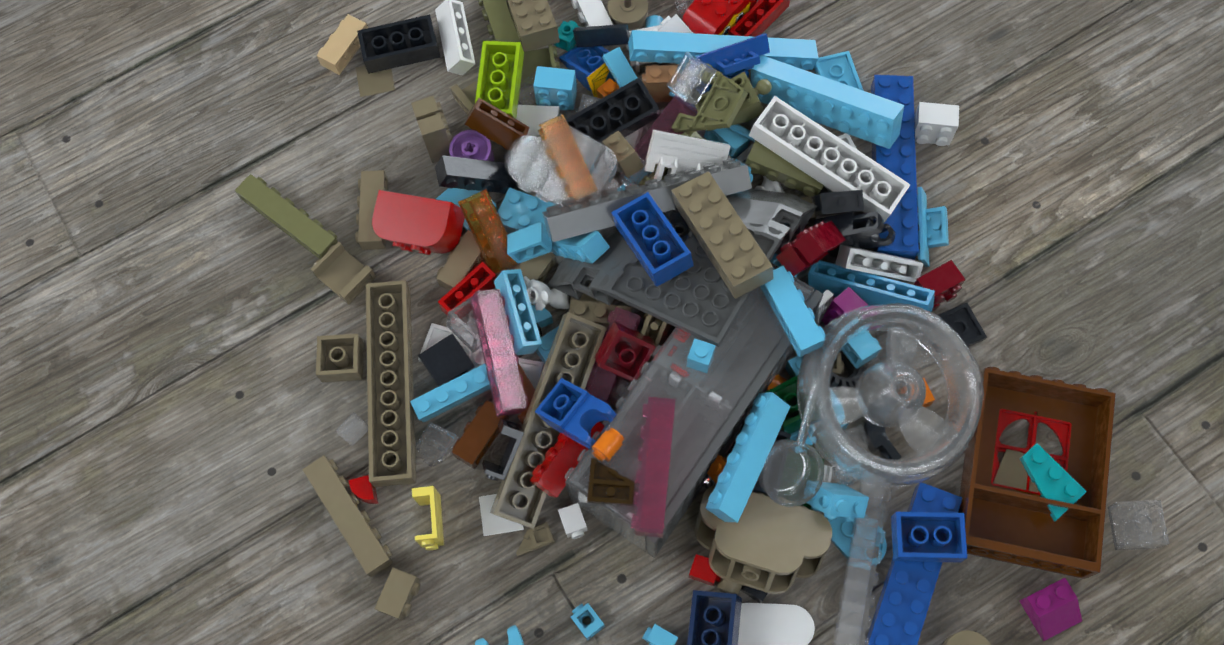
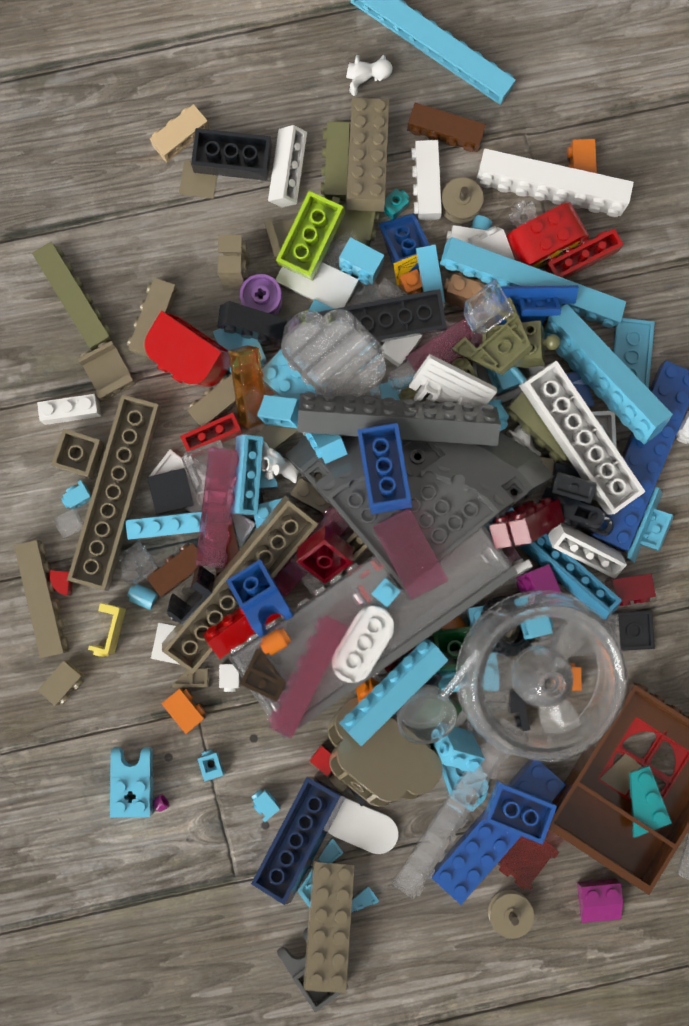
camera: 15 degrees right, 15 degrees up
(317, 320) = (69, 409): none -> white brick
(352, 400) = (76, 496): none -> medium azure brick
(453, 474) = (142, 596): none -> medium azure brick
(495, 124) = (292, 282): reddish brown brick -> none
(537, 573) = (184, 710): none -> orange brick
(567, 157) = (339, 355): clear orange brick -> none
(601, 35) = (426, 221): black tile -> none
(626, 156) = (396, 359): dark tan brick -> none
(698, 417) = (362, 644): none -> white tile
(710, 308) = (410, 554): none -> clear pink tile
(722, 235) = (448, 488): dark tan brick -> none
(793, 313) = (481, 580): medium azure brick -> none
(957, 593) = (526, 860): none -> clear red panel

